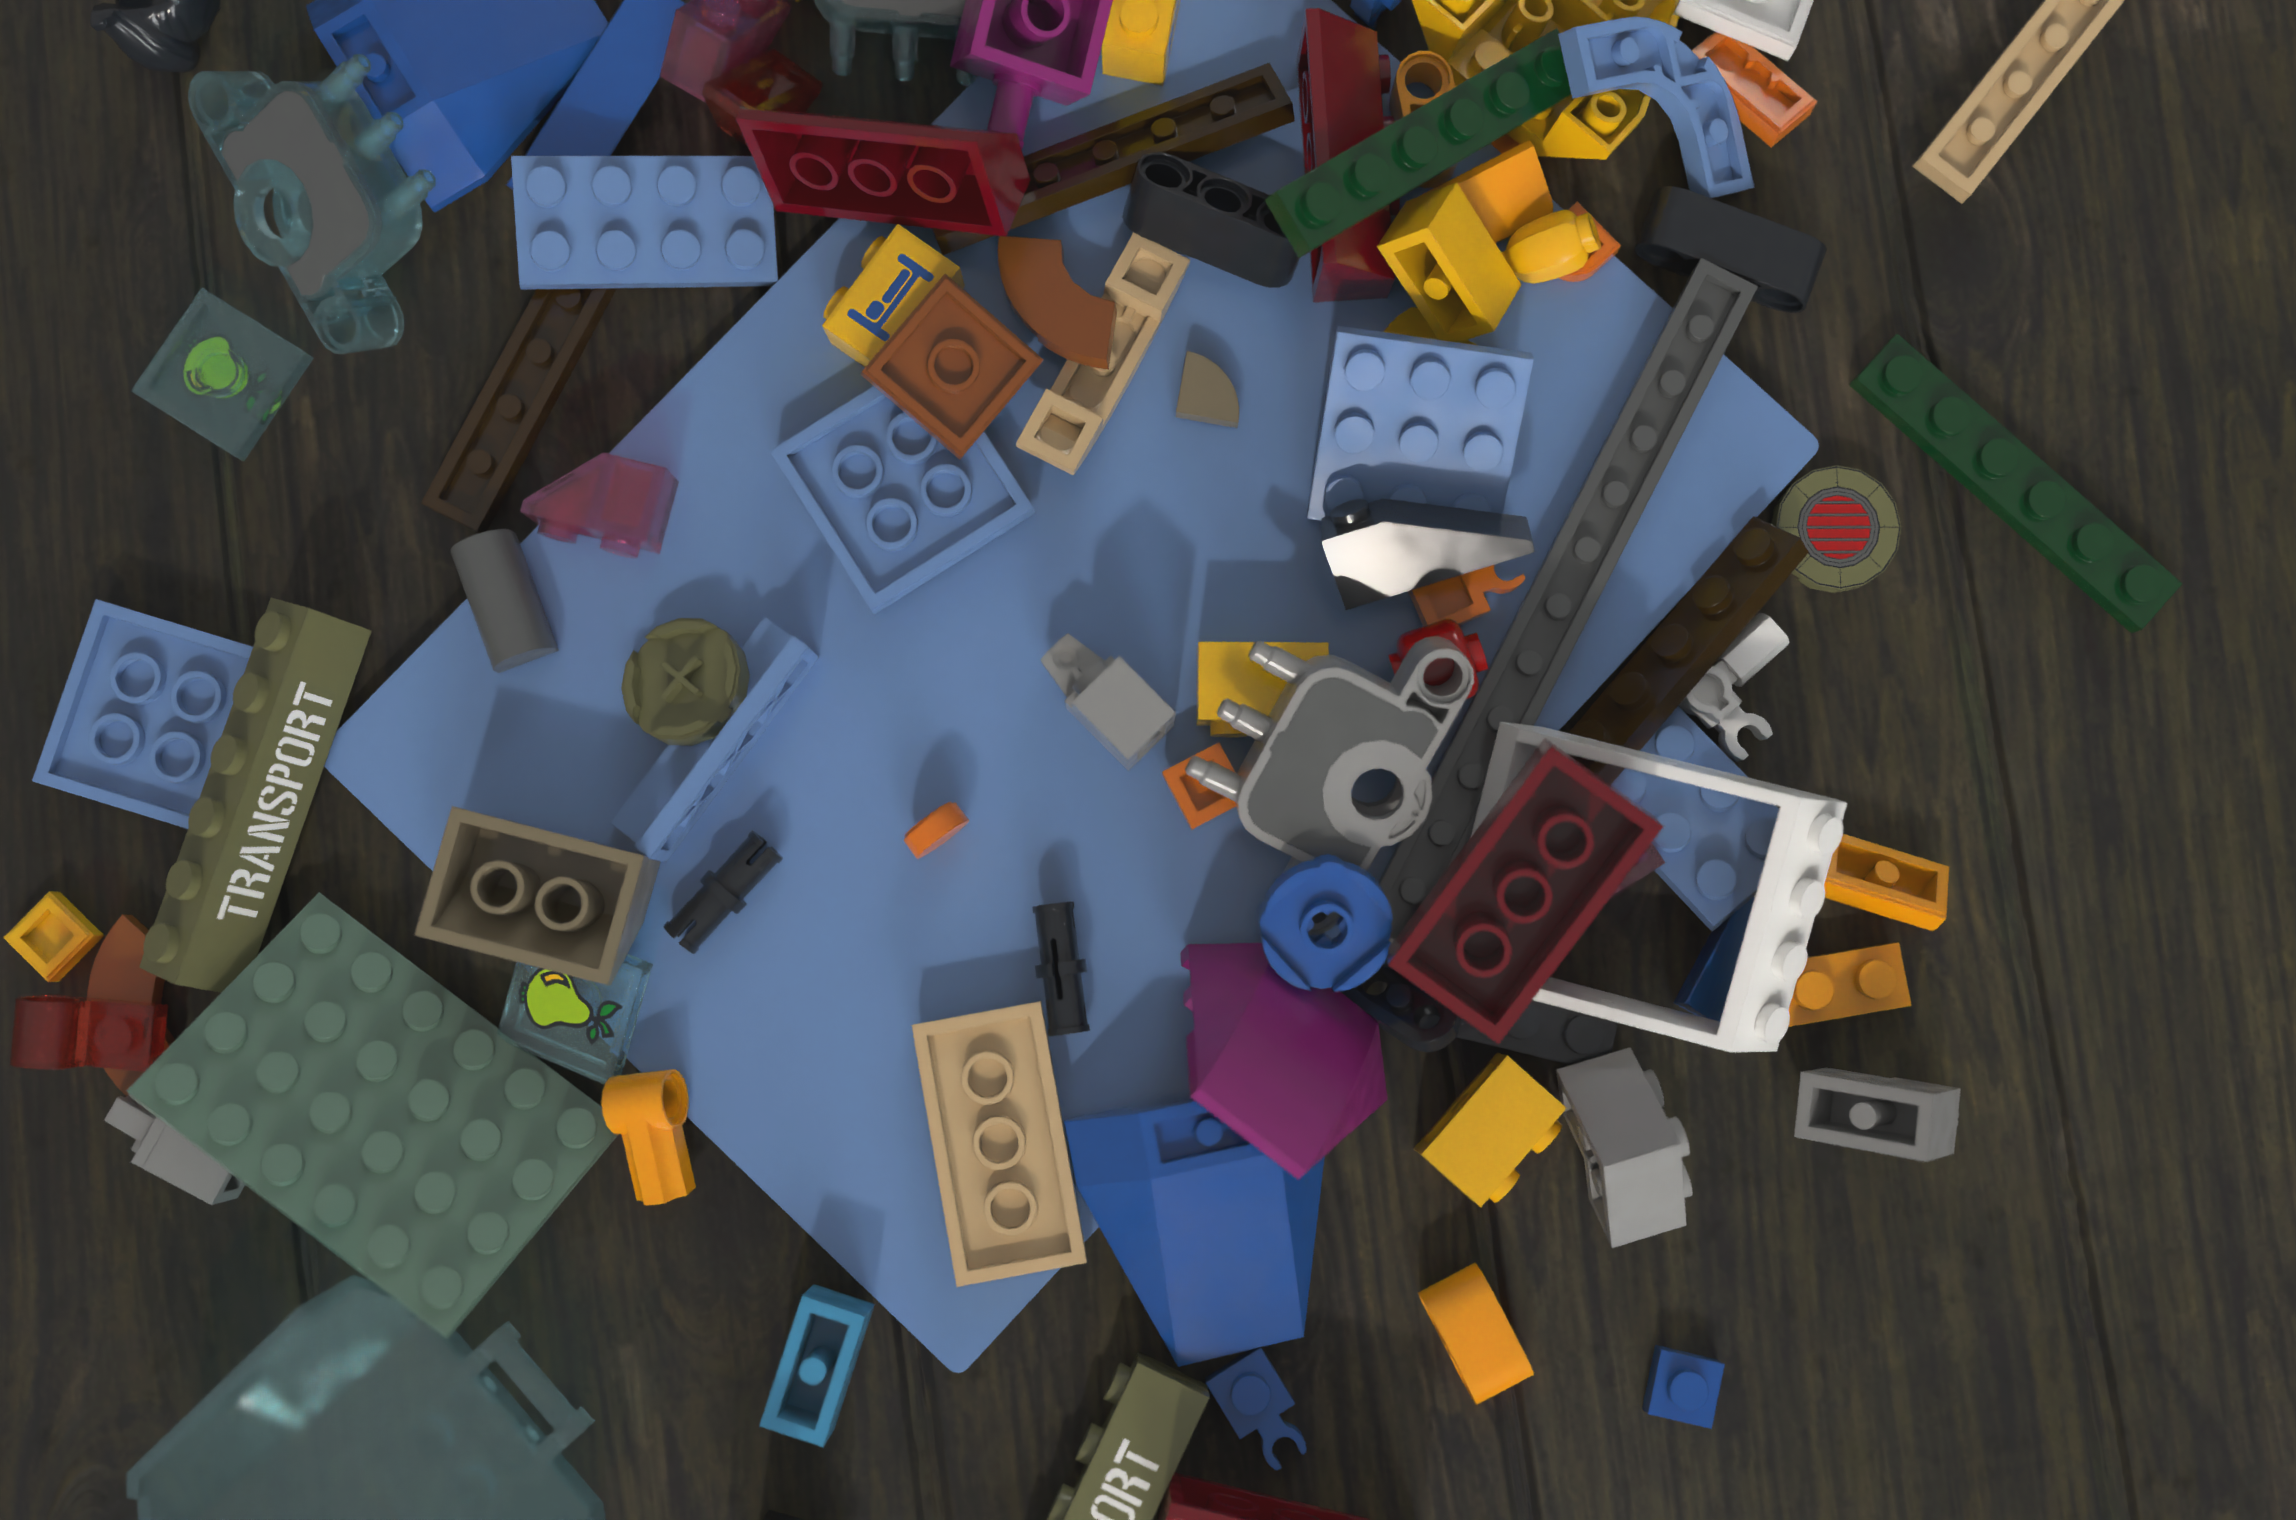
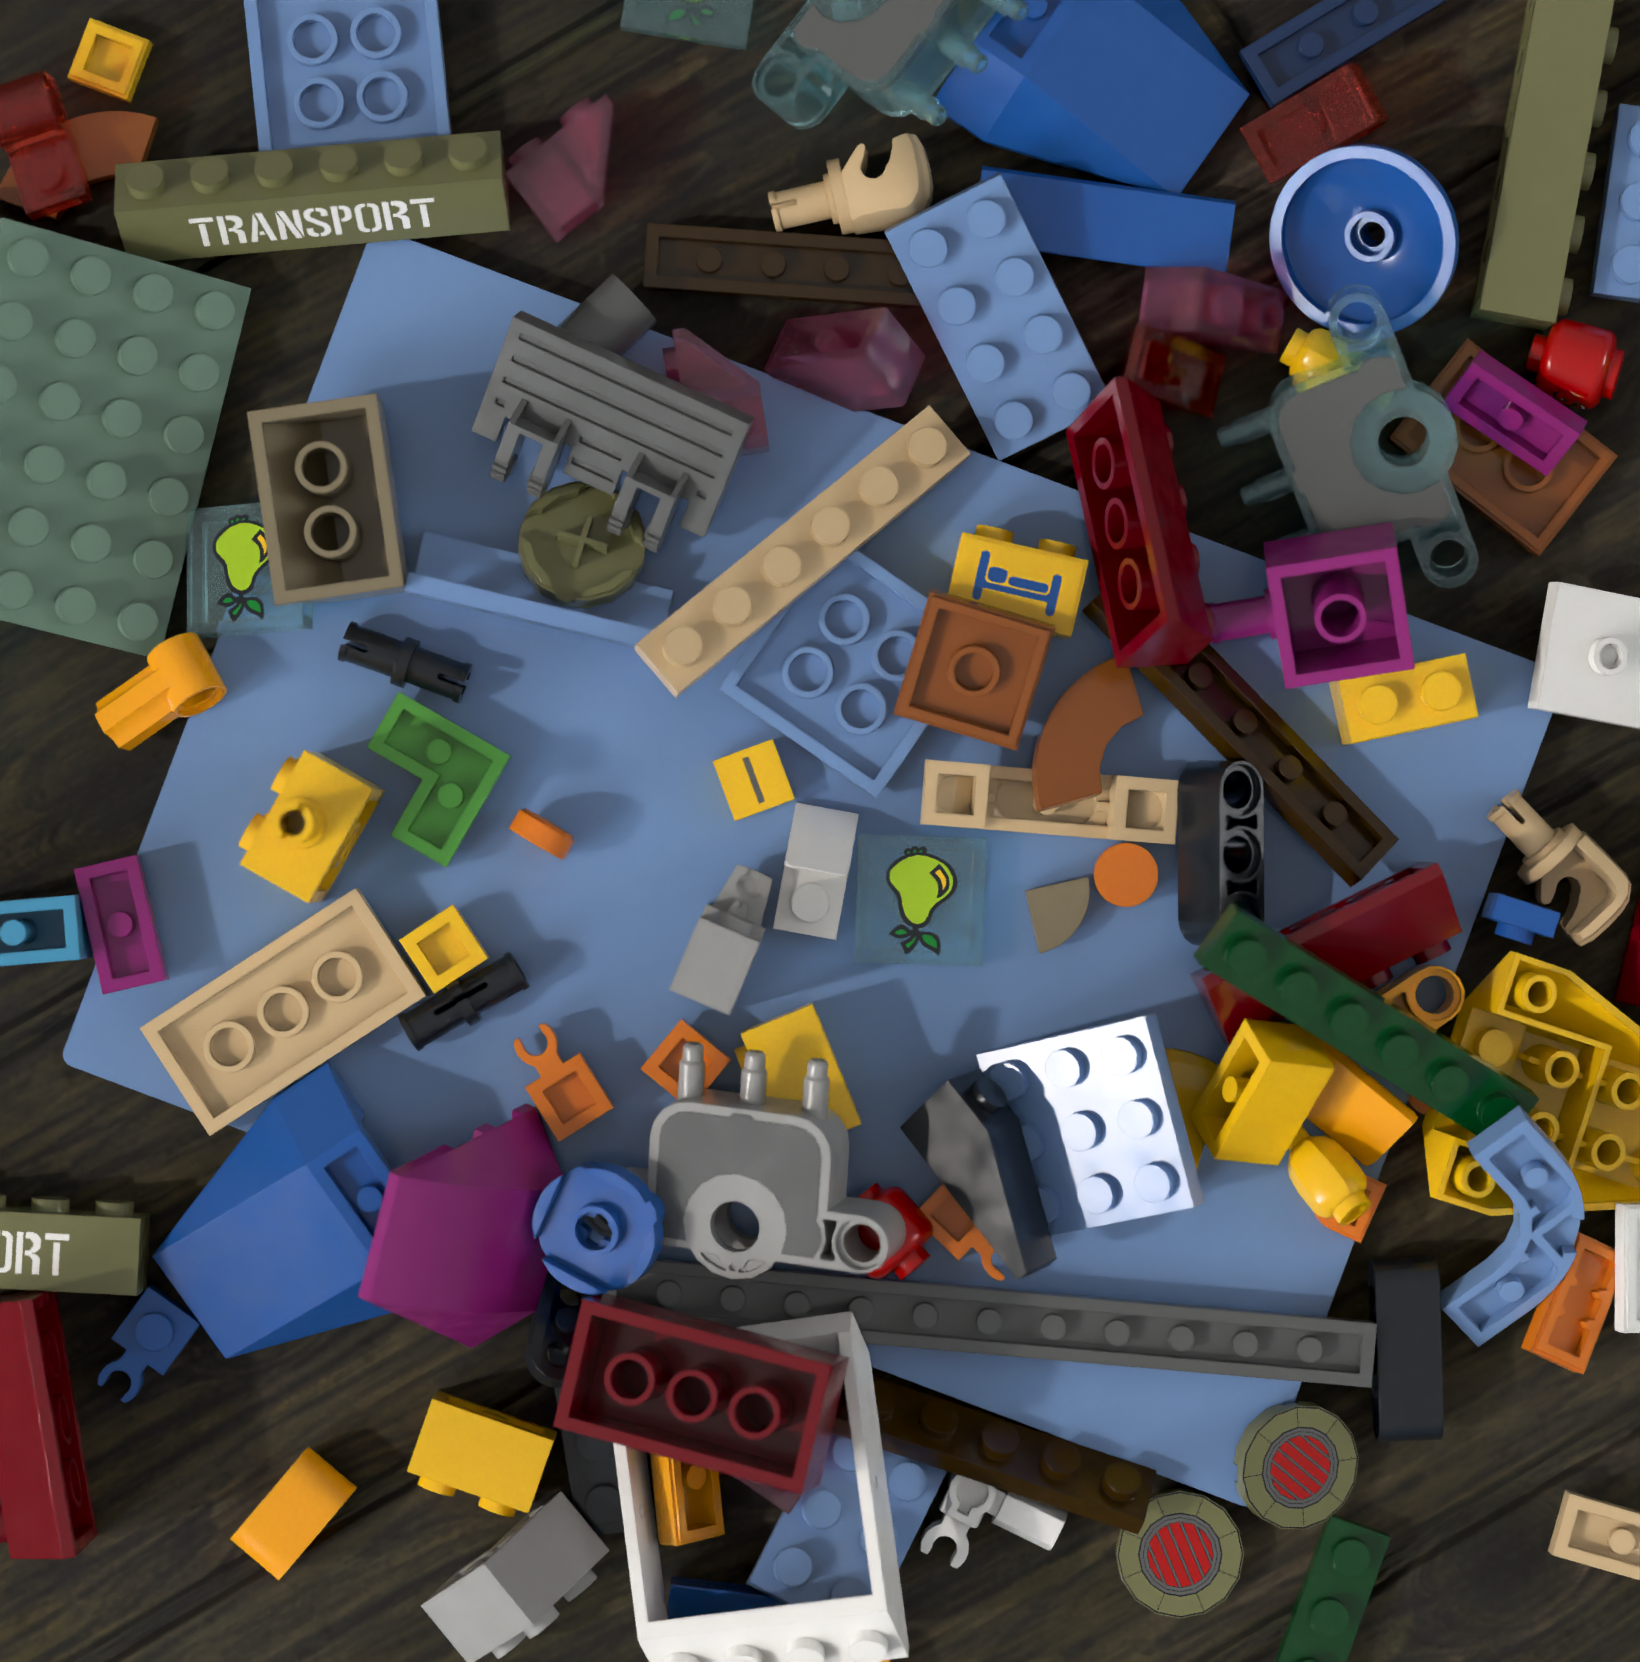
camera: 70 degrees right, 5 degrees up
(342, 559) = (569, 172): none -> clear pink slope
(480, 305) = (857, 201): none -> tan piece
(580, 598) = (615, 421): none -> dark grey hinge
(624, 371) = (848, 358): none -> clear pink slope
(777, 482) = (802, 551): none -> tan plate
(830, 1040) = (309, 825): none -> yellow brick
(842, 887) = (455, 774): none -> bright green plate
(852, 1263) = (121, 924): none -> magenta plate
(970, 617) = (753, 780): none -> yellow tile
(1004, 966) = (444, 948): none -> yellow plate
(1078, 595) = (816, 871): none -> white slope
(1144, 512) = (920, 900): none -> clear light blue tile
(1184, 907) = (566, 1091): none -> orange plate
(1199, 319) = (1125, 874): none -> orange tile
(1612, 958) = (686, 1502): none -> light orange brick
(1798, 388) = (1296, 1465): none -> tile

